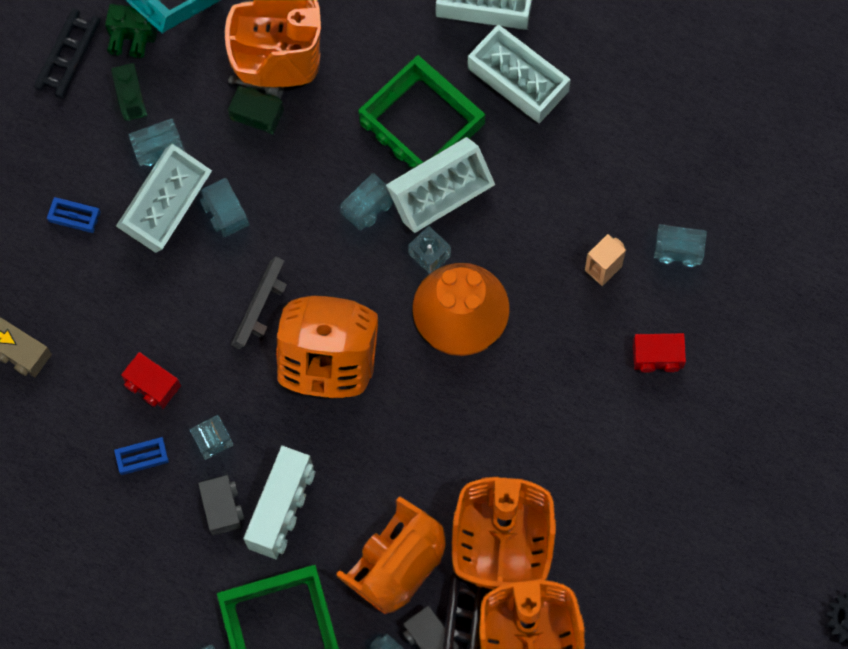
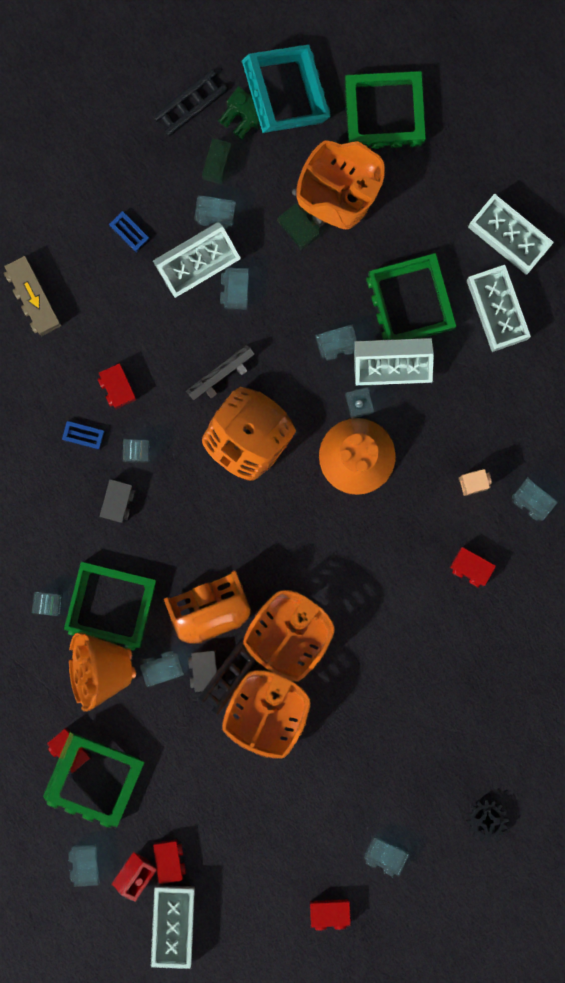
camera: 25 degrees right, 15 degrees up
(279, 503) = (155, 524): light aqua brick -> none

